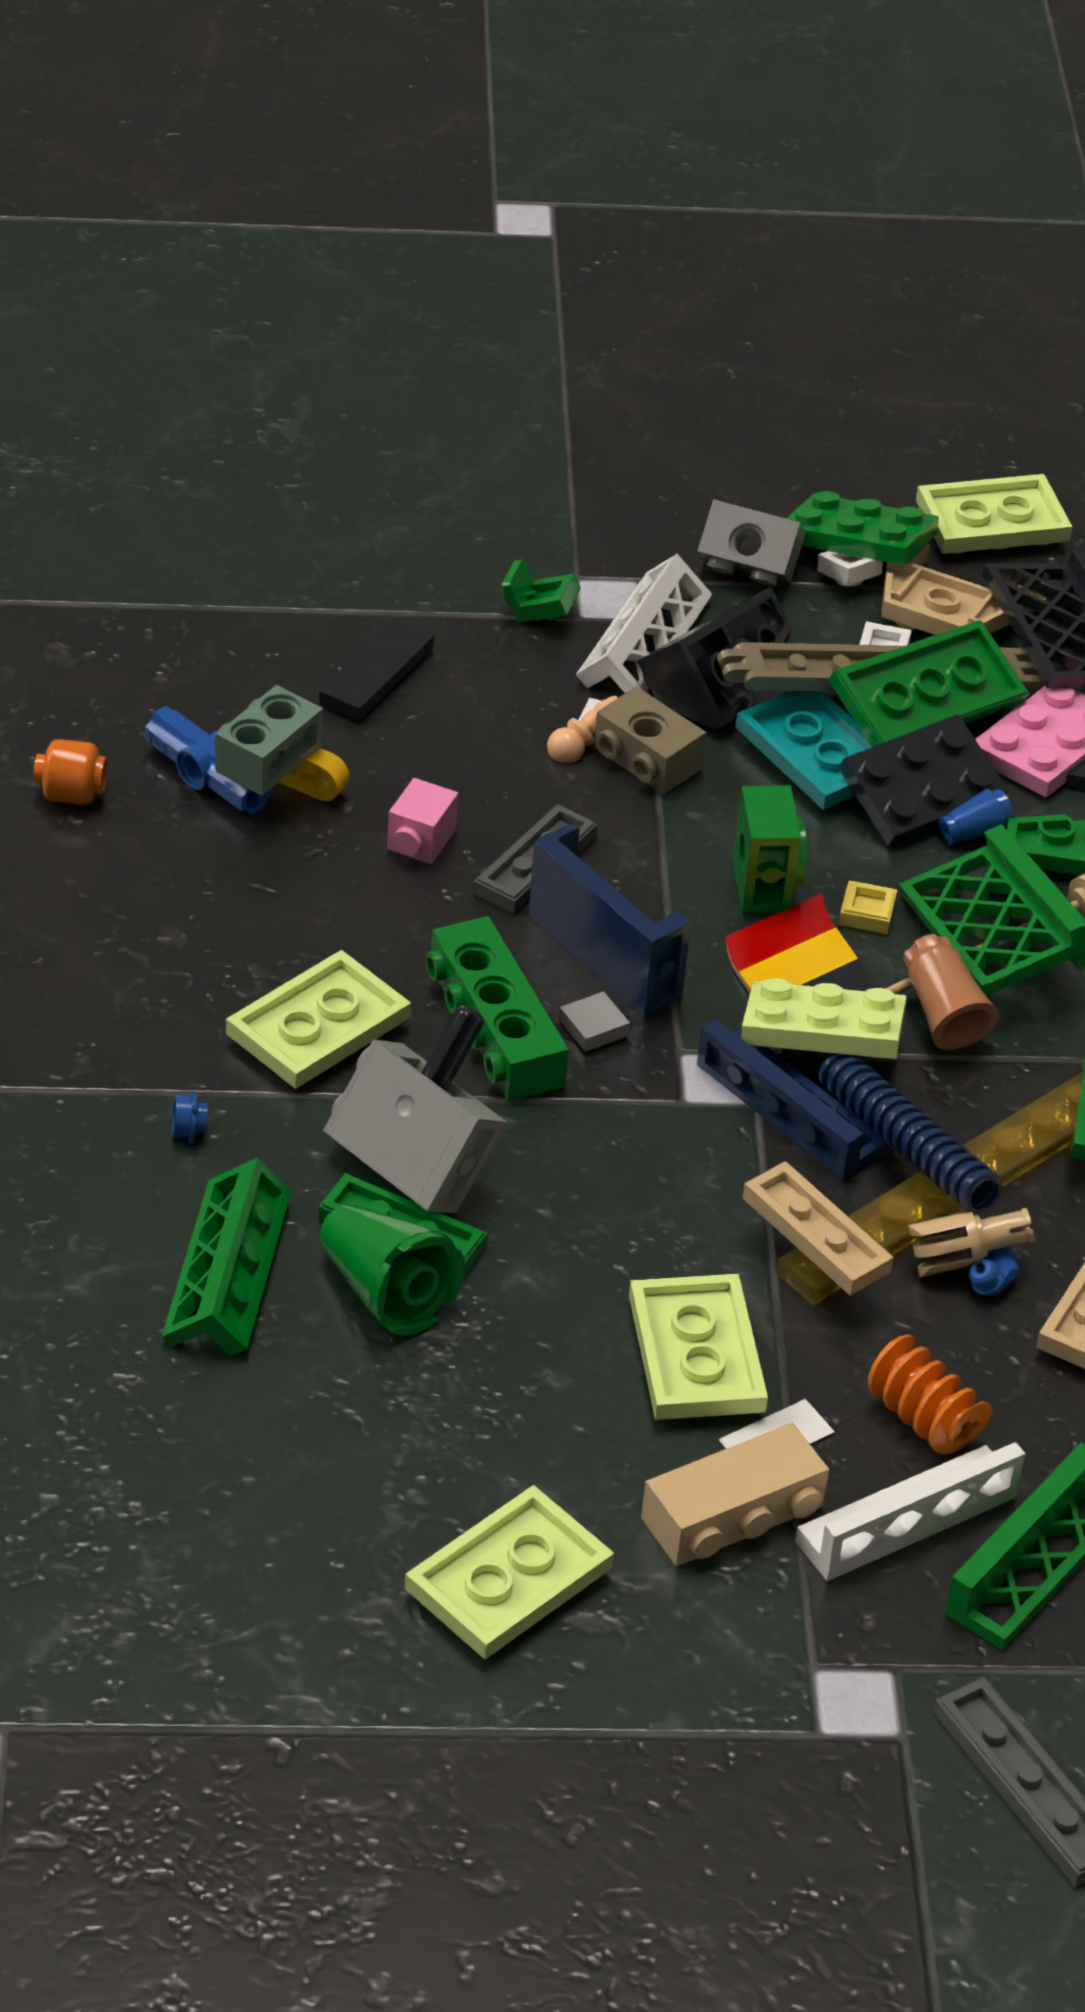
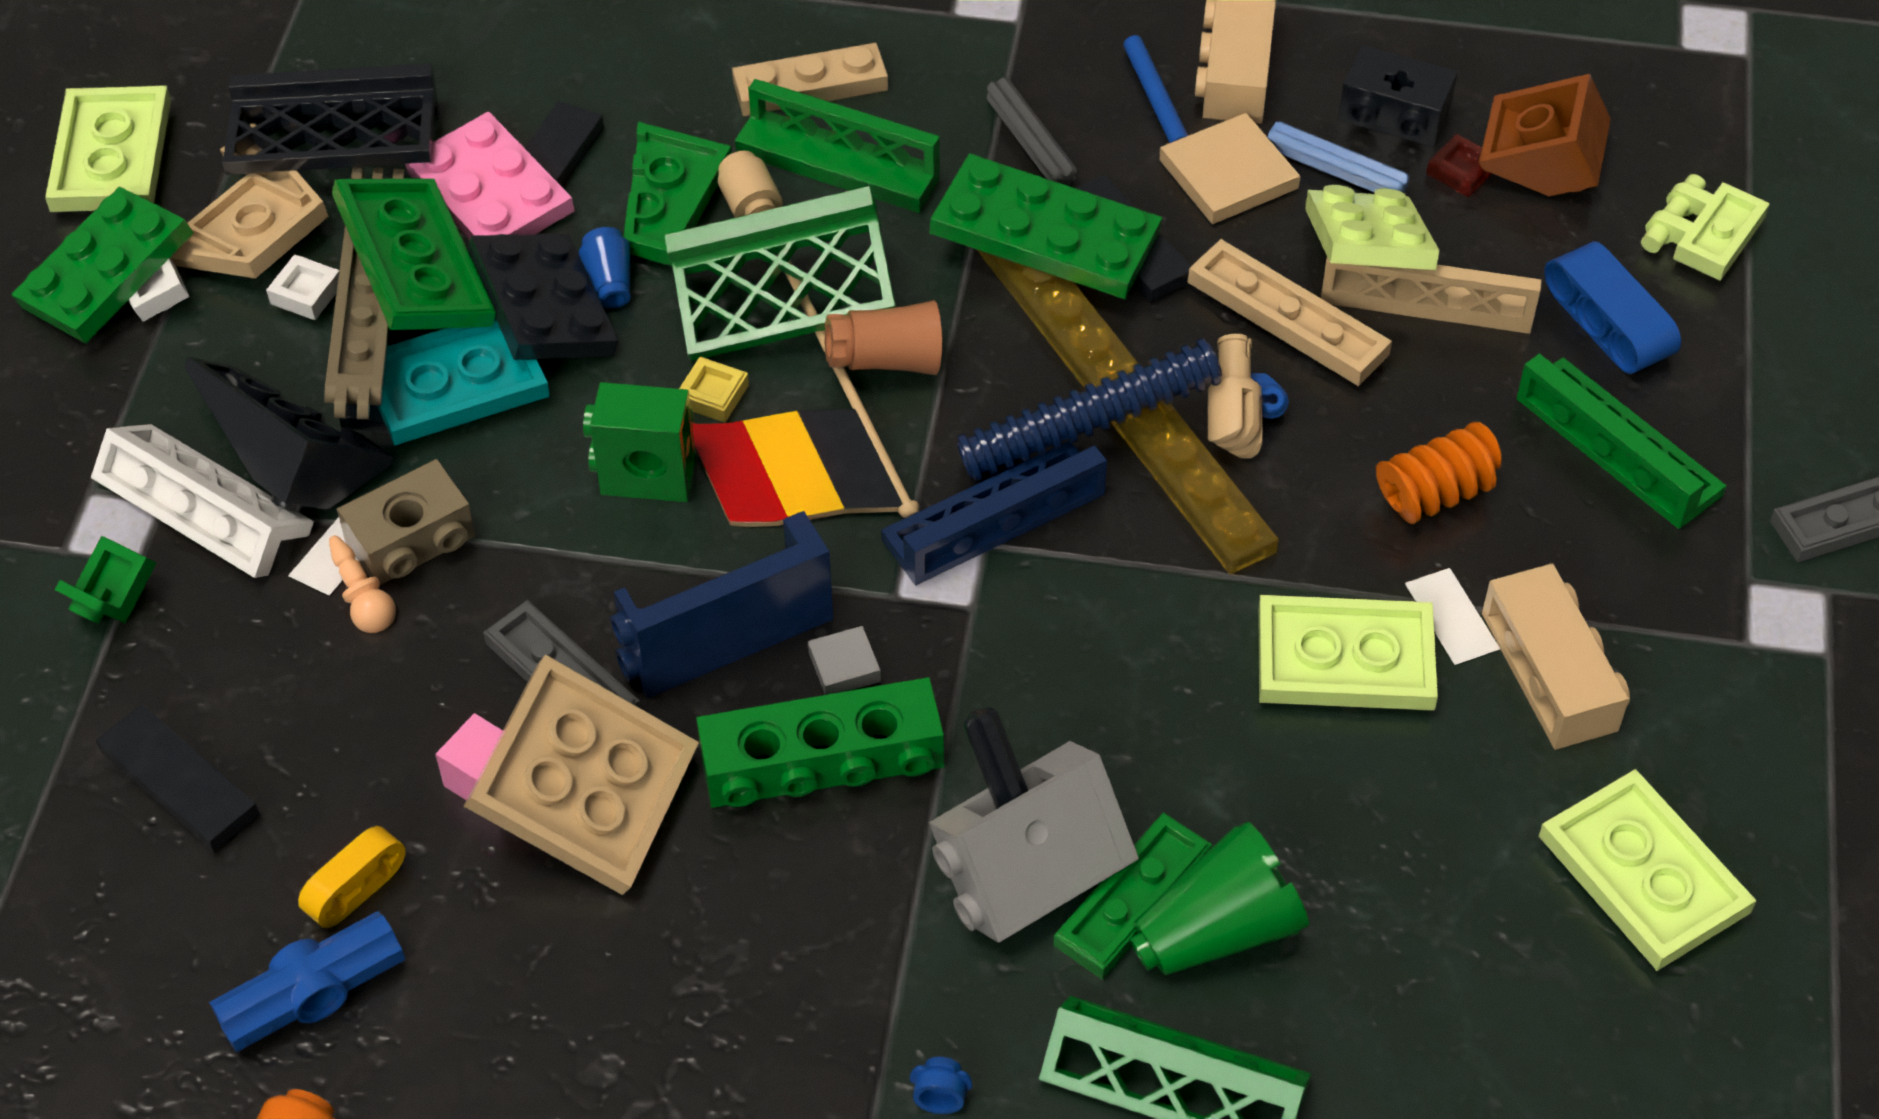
camera: 75 degrees left, 10 degrees up
(268, 739) = (356, 882): sand green brick -> none
(318, 1018) = (800, 926): yellowish green plate -> none
(415, 859) = (582, 775): none -> tan plate
(731, 525) = (70, 372): light grey brick -> none
(818, 1228) = (1224, 509): tan plate -> none
(824, 1018) = (911, 448): yellowish green plate -> none
(911, 1510) = (1573, 521): white fence -> none

